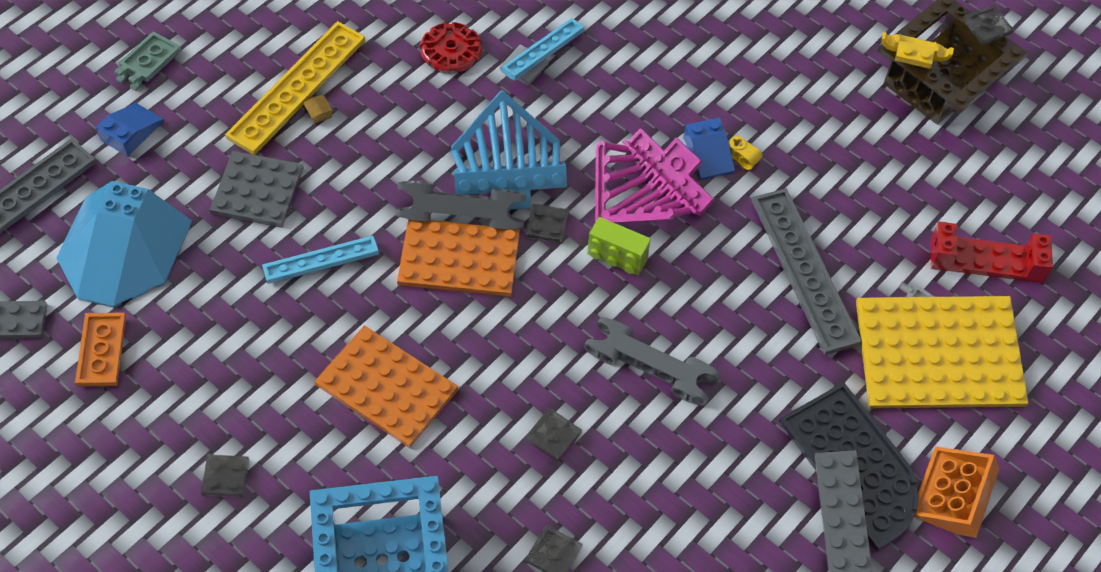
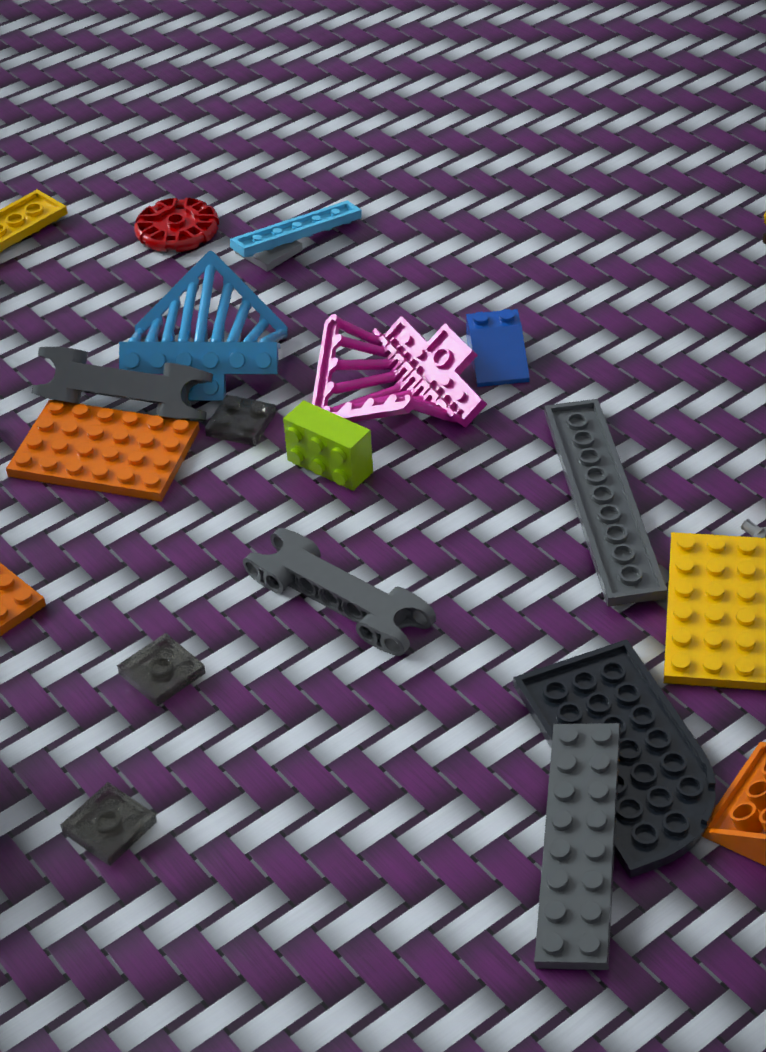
camera: 15 degrees right, 15 degrees down
(745, 154) = (546, 355): yellow piece -> none

